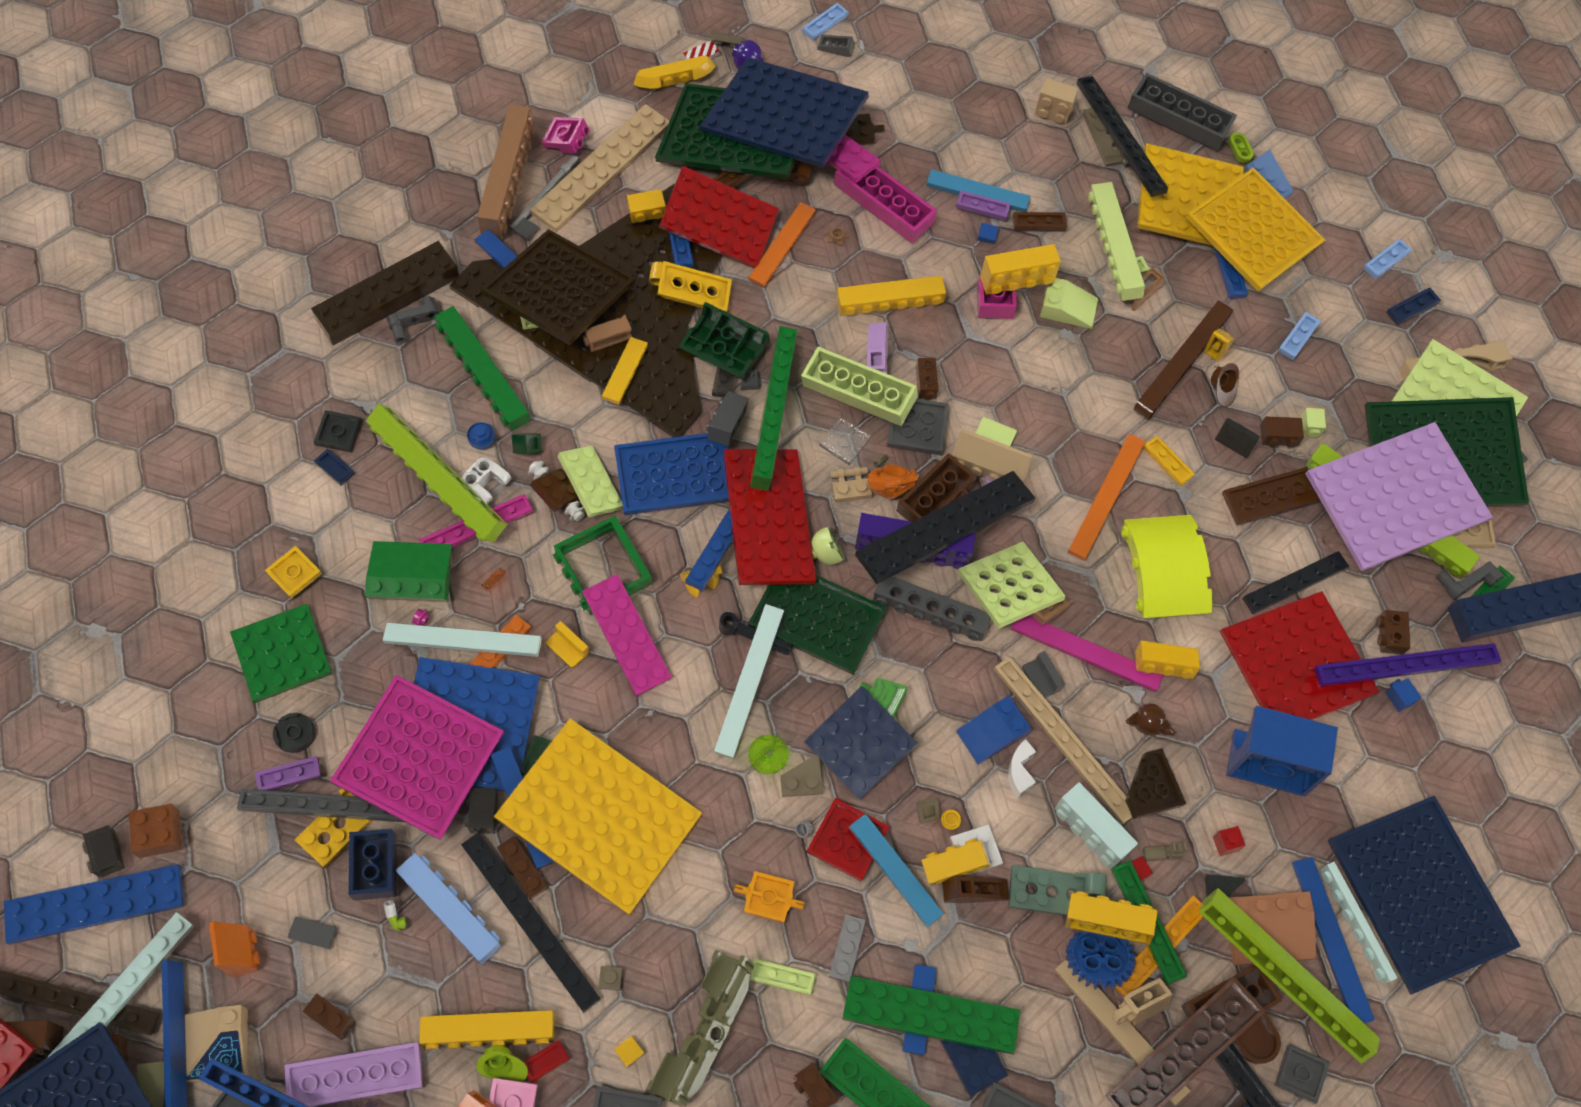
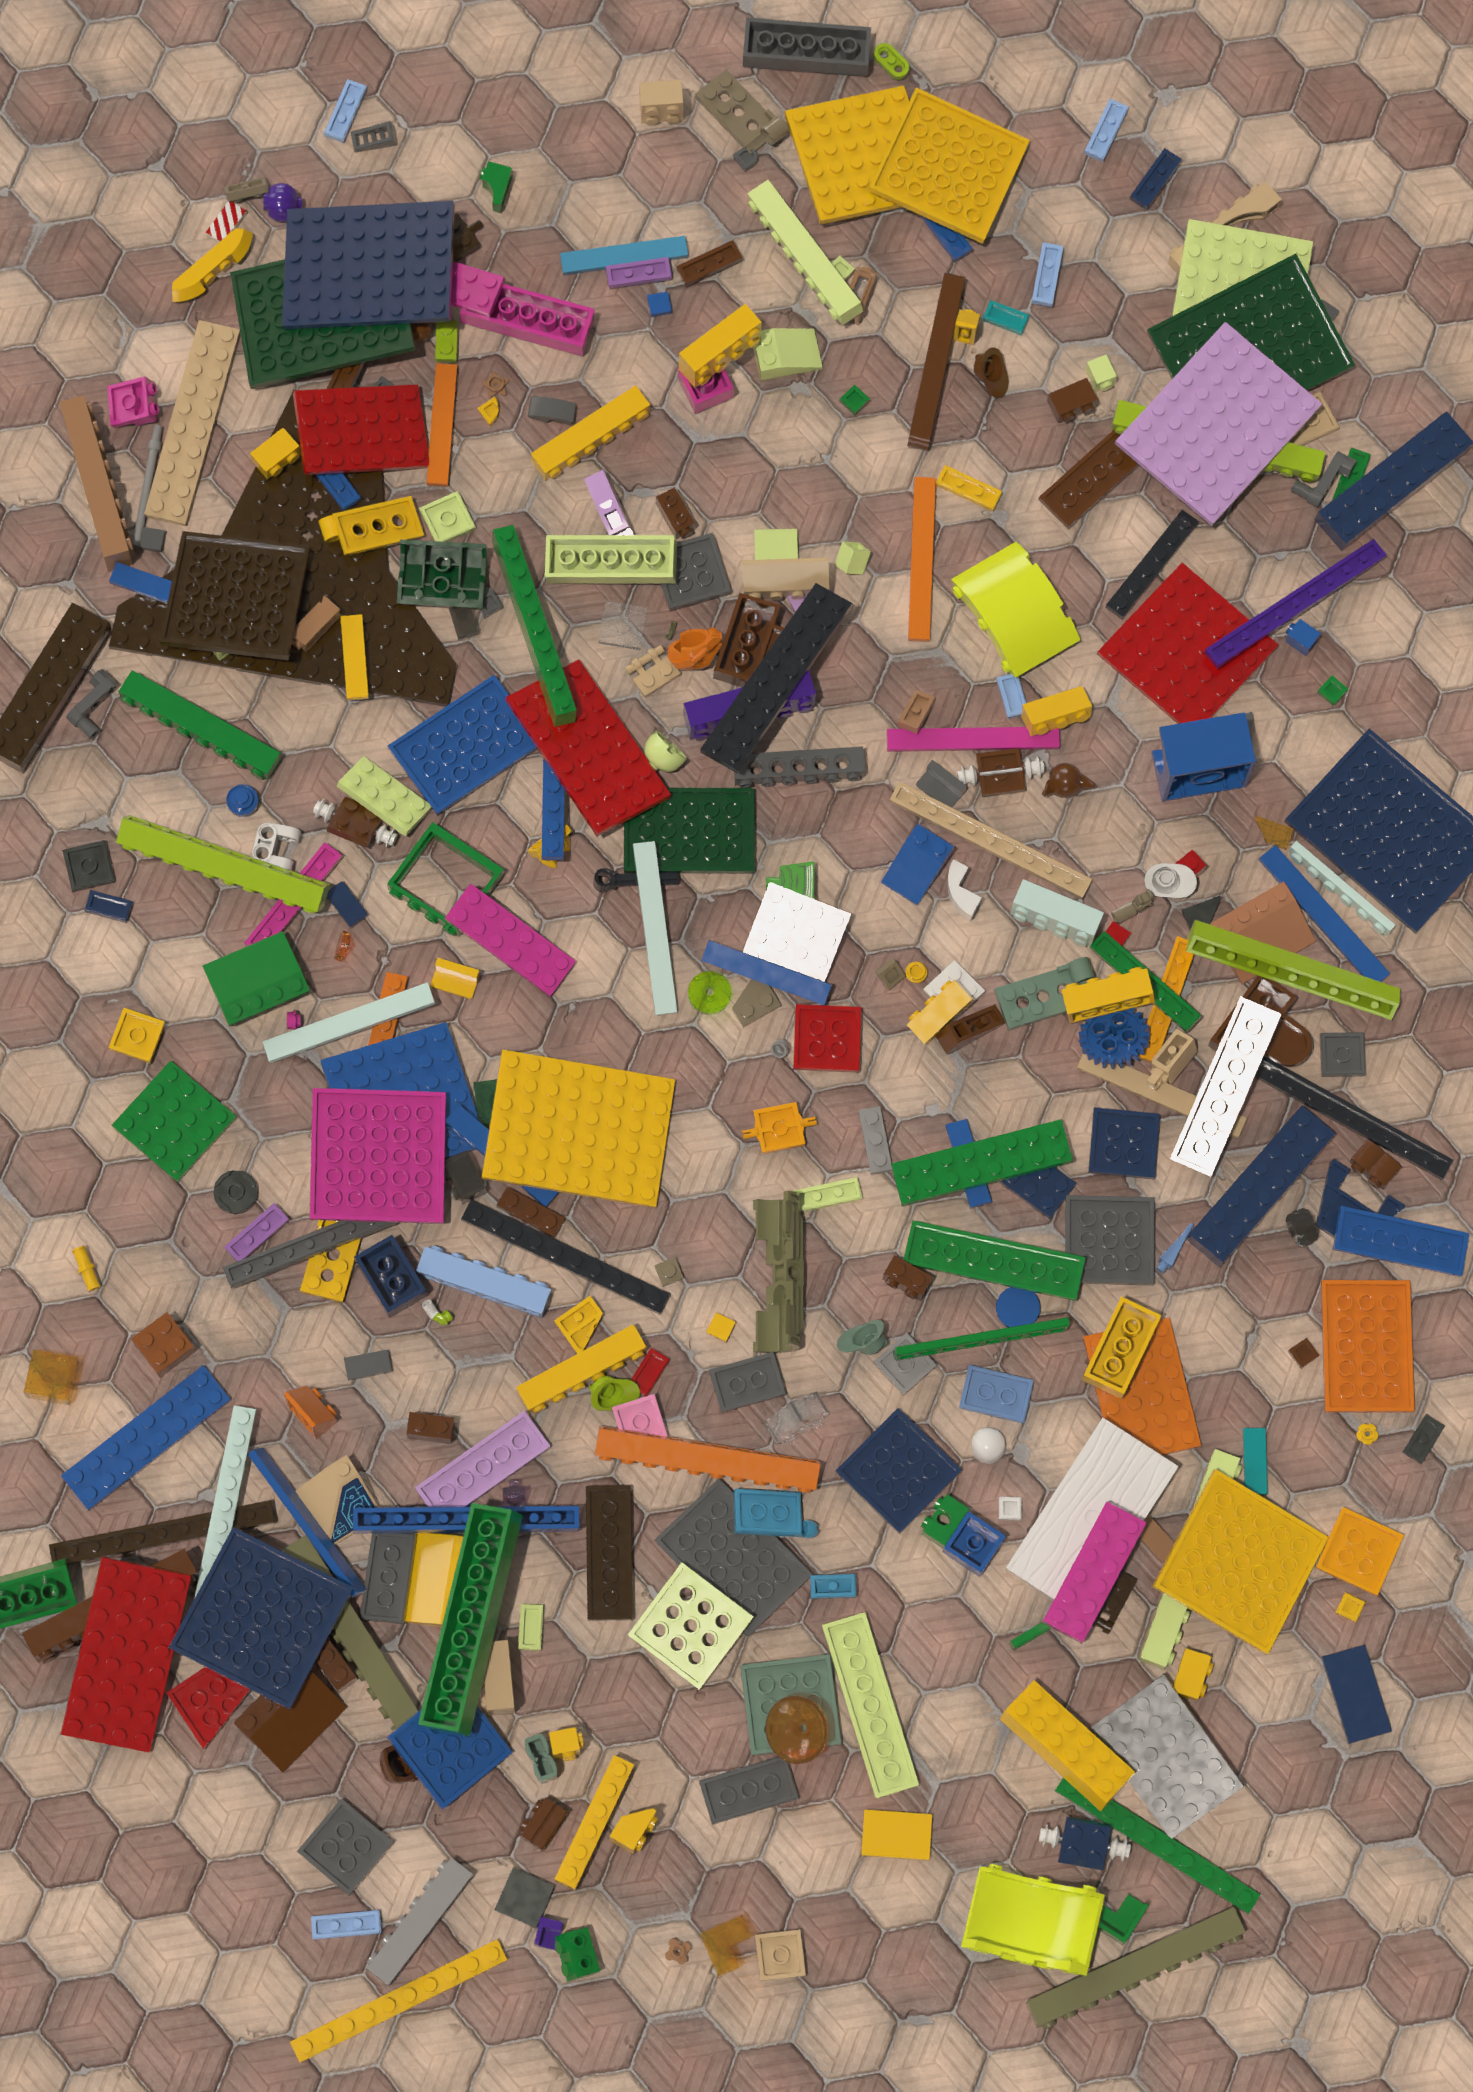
camera: 25 degrees left, 10 degrees up
(49, 813) = (51, 1377): none -> clear yellow brick
(103, 851) = (126, 1387): clear smoke brick -> none
(137, 736) = (86, 1268): none -> yellow pin
(509, 986) = (579, 1323): none -> yellow wing
(515, 549) = (346, 904): none -> dark blue tile
(526, 443) = (294, 786): dark green panel -> none
(727, 418) = (490, 660): dark grey brick -> none
(752, 307) = (447, 518): none -> yellowish green tile
(816, 191) = (446, 341): none -> lime plate
(823, 250) = (489, 411): none -> yellow tile
(823, 759) = (766, 972): none -> blue tile
(866, 265) = (551, 409): none -> dark grey slope
(896, 870) = (886, 1045): dark azure tile -> none
(910, 105) = (497, 180): none -> green arch
(1008, 594) = (886, 728): yellowish green piece -> none
(1051, 470) = (852, 557): none -> yellowish green panel
(1067, 1059) = (1123, 1143): none -> dark blue plate
(1098, 688) = (1000, 772): none -> reddish brown plate
(1100, 168) = (746, 160): none -> dark grey tile
(1106, 359) = (854, 399): none -> green plate
(1122, 136) = (754, 116): black plate -> none
(1134, 631) = (1011, 695): none -> light blue tile
(1153, 787) = (1096, 847): dark brown plate -> none
(1208, 844) = (1170, 880): none -> white piece
(1237, 437) = (1029, 431): pearl dark grey tile -> none
(1252, 353) = (1005, 317): none -> teal tile
(1270, 170) = (937, 80): medium blue wing -> none
(1315, 846) = (1274, 833): none -> clear yellow tile
(1393, 632) = (1269, 573): reddish brown brick -> none
(1413, 750) = (1332, 690): none -> green plate

